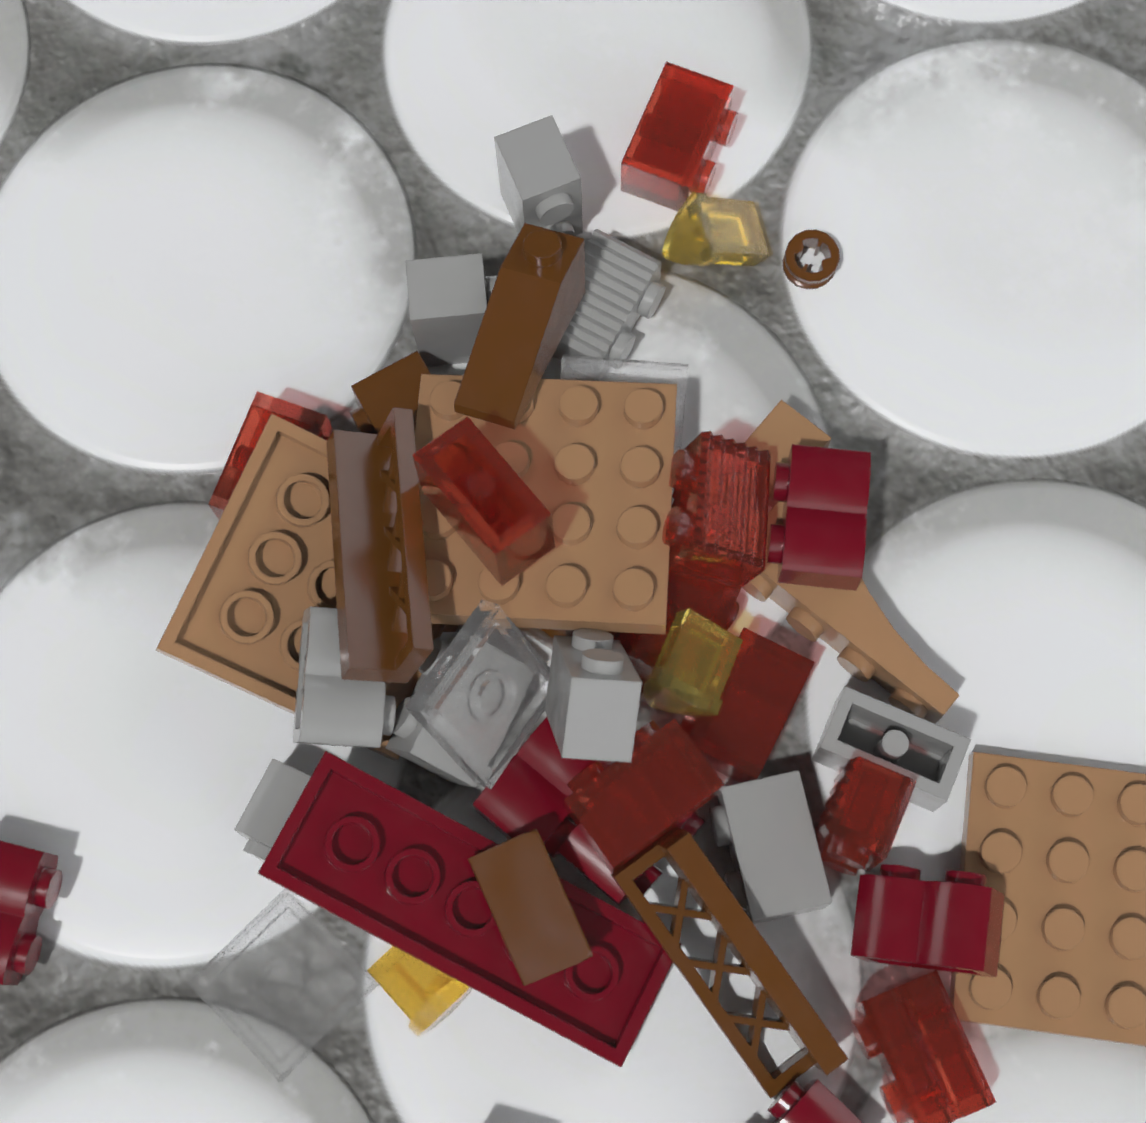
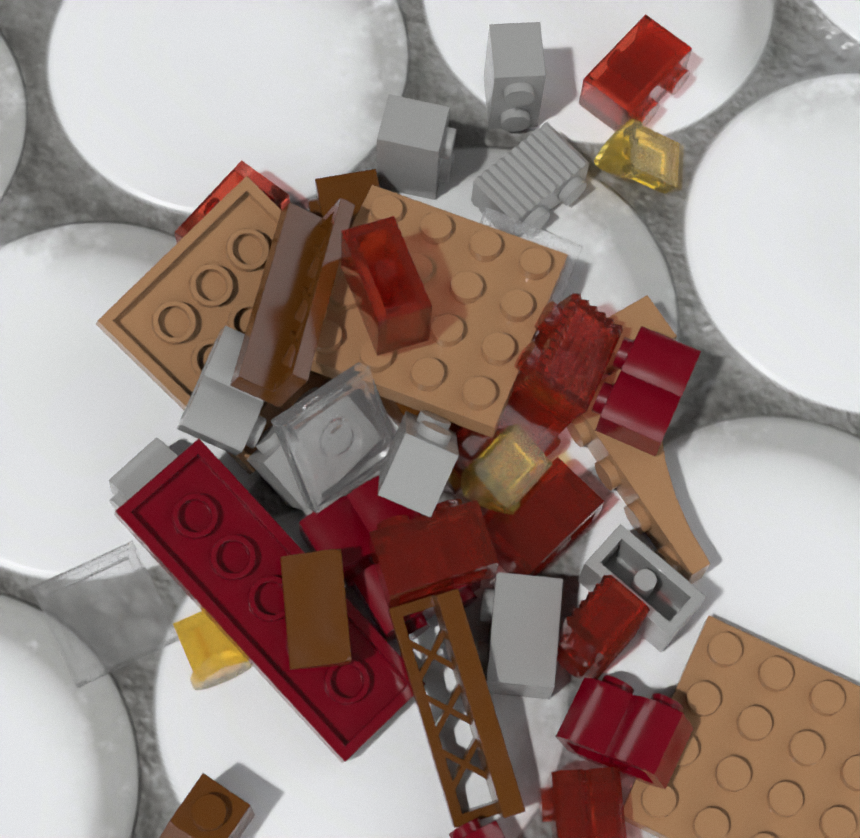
camera: 10 degrees right, 5 degrees down
(522, 324) = (464, 169): reddish brown slope -> none
(821, 243) = (721, 190): reddish brown bush -> none

